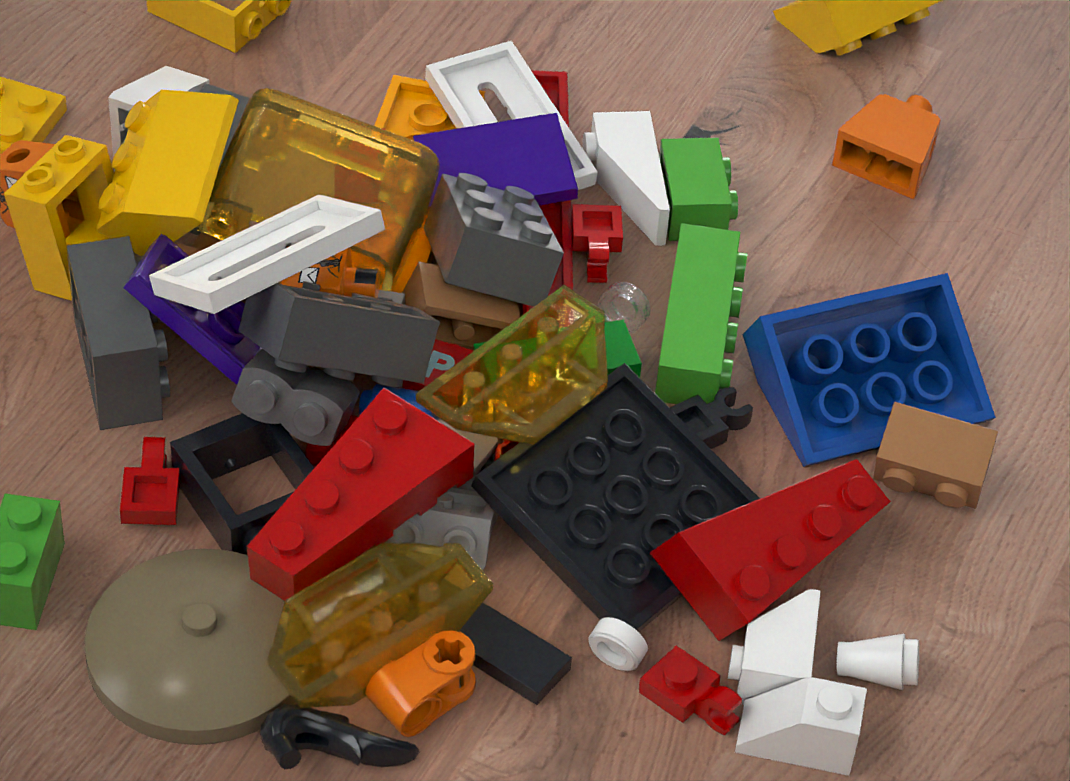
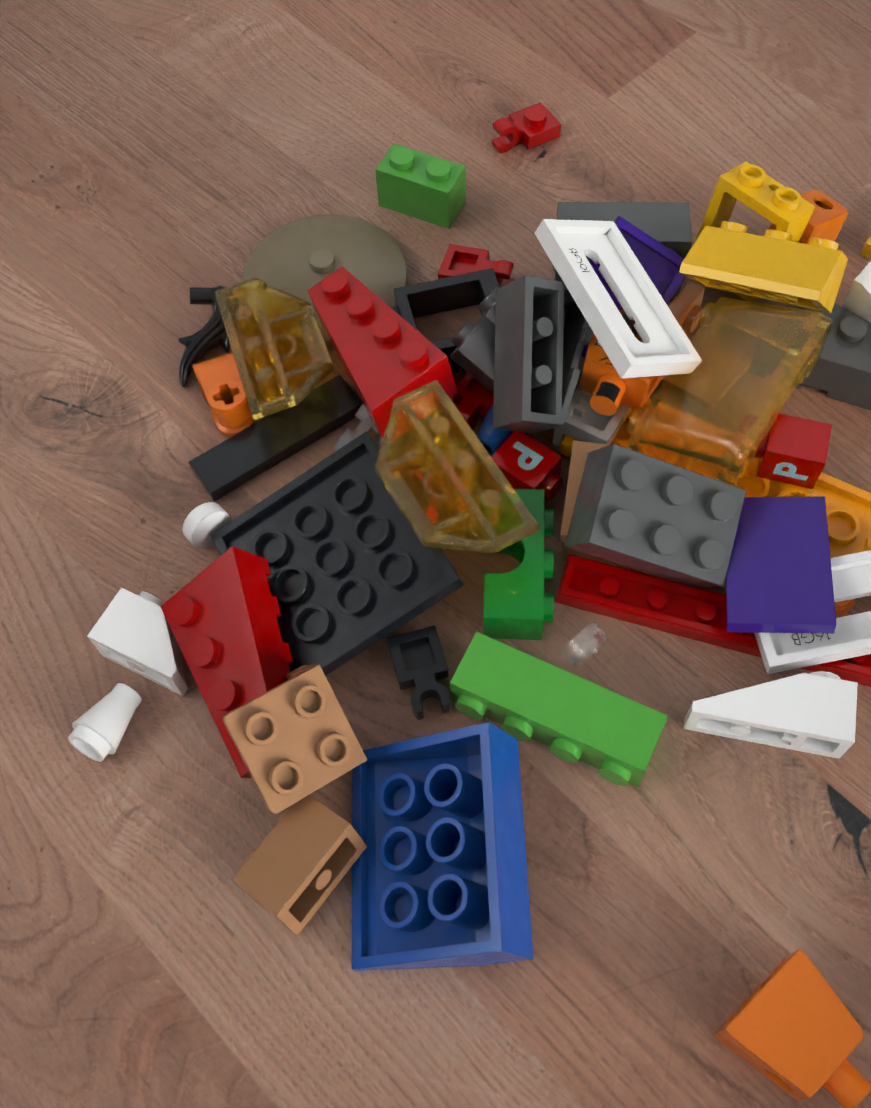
camera: 115 degrees right, 15 degrees up
(598, 232) = (694, 653): red plate -> none
(688, 687) = (155, 567): red plate -> none
(697, 184) = (744, 768): bright green brick -> none
(804, 724) = (57, 638): white slope -> none
(823, 443) = (294, 738): none -> medium nougat bracket

